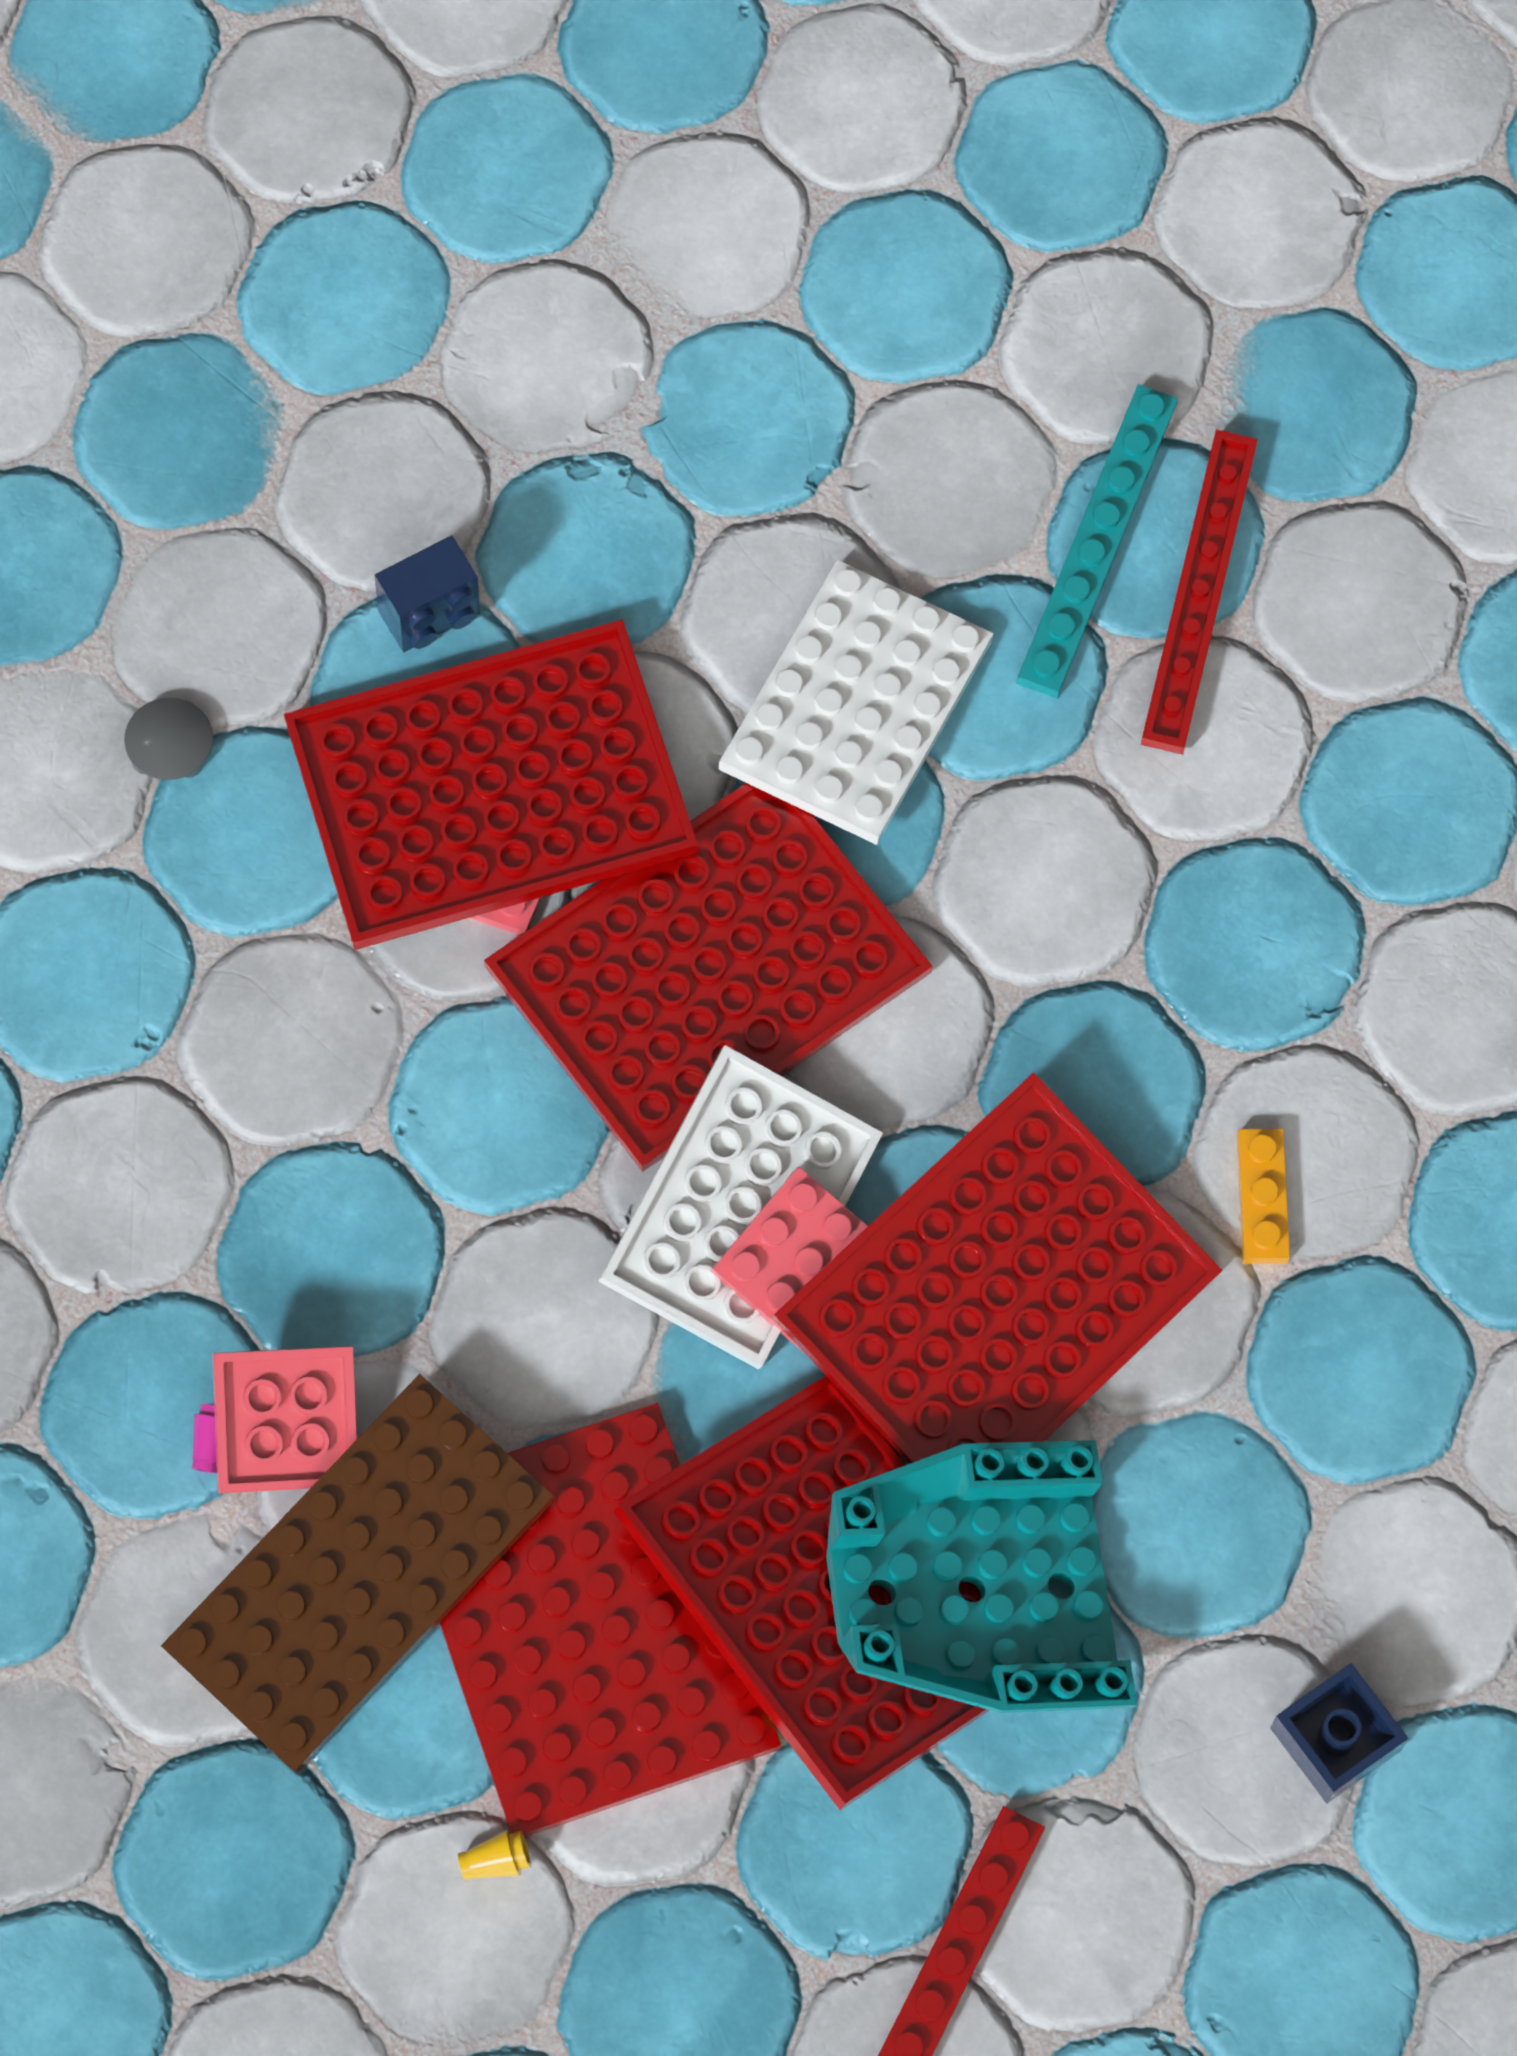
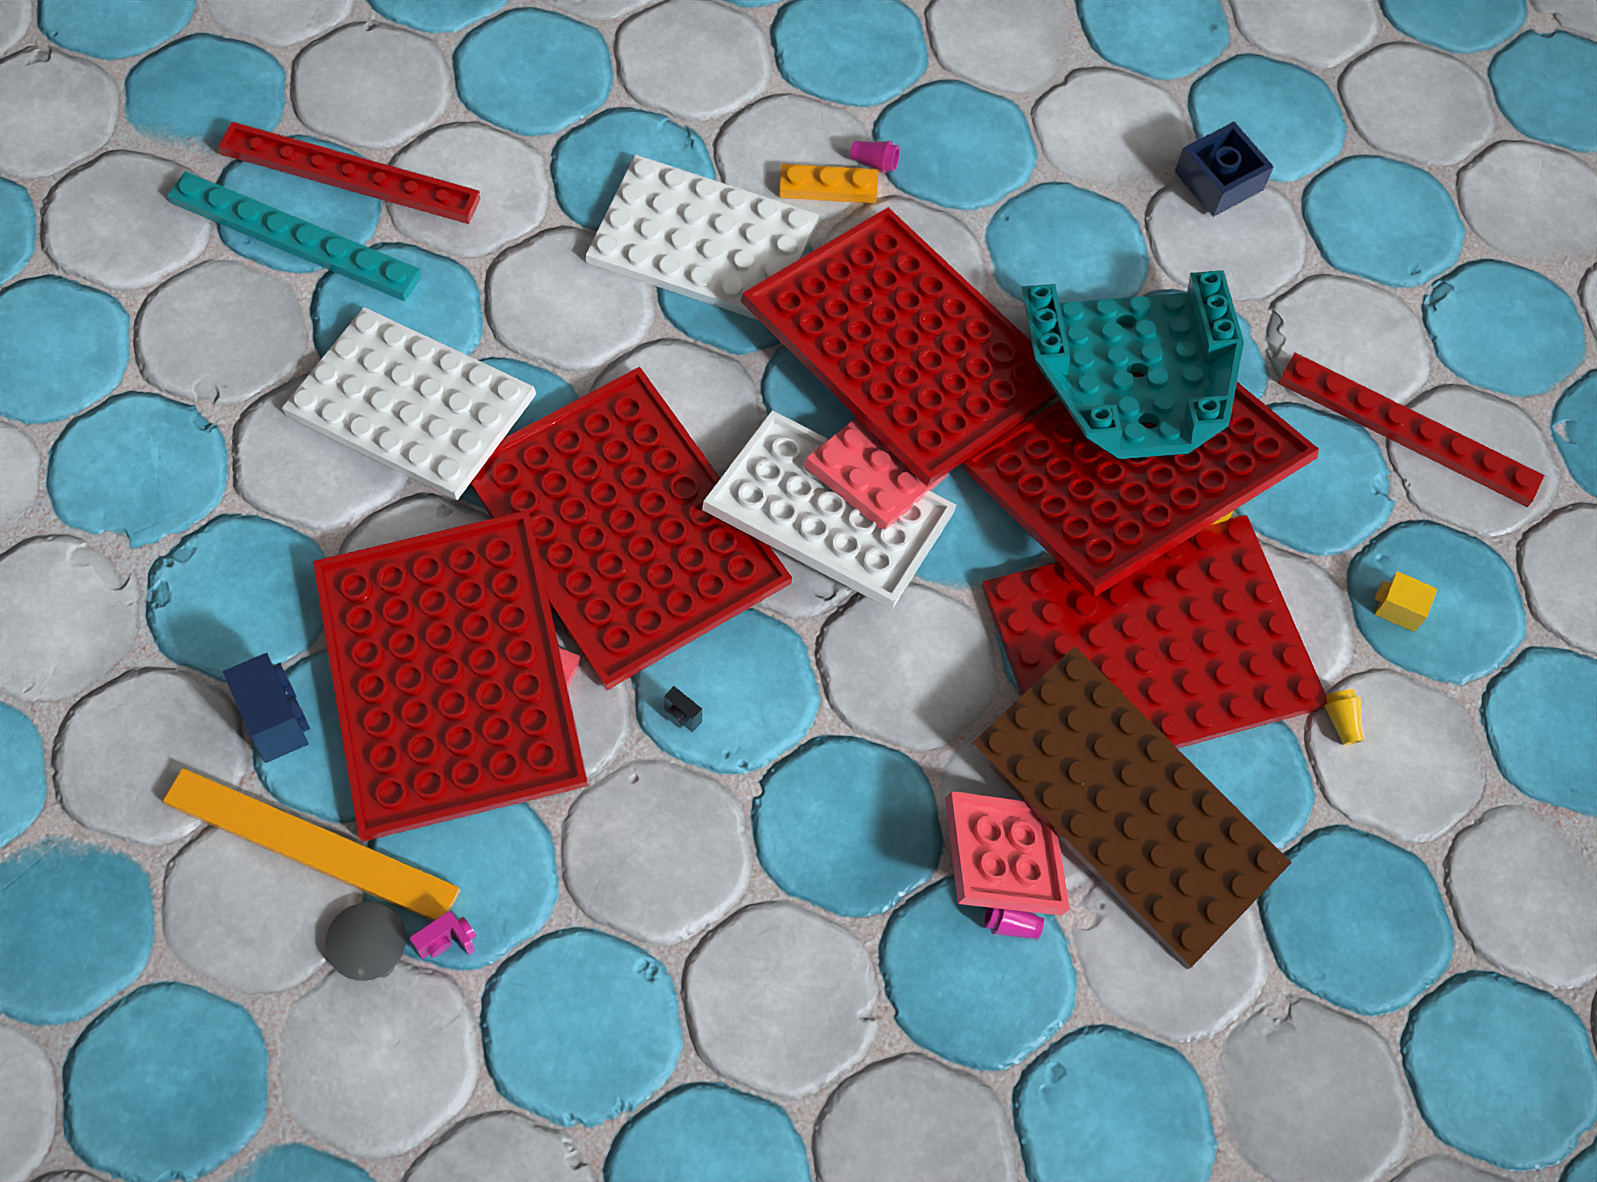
camera: 90 degrees left, 5 degrees down
(175, 814) = (436, 936): none -> dark pink bracket
(276, 671) = (311, 846): none -> light orange tile
(458, 1049) = (682, 710): none -> black plate
(664, 1945) = (1404, 601): none -> yellow brick
(1156, 1032) = (697, 234): none -> white plate
(1313, 1258) = (876, 154): none -> dark pink cone

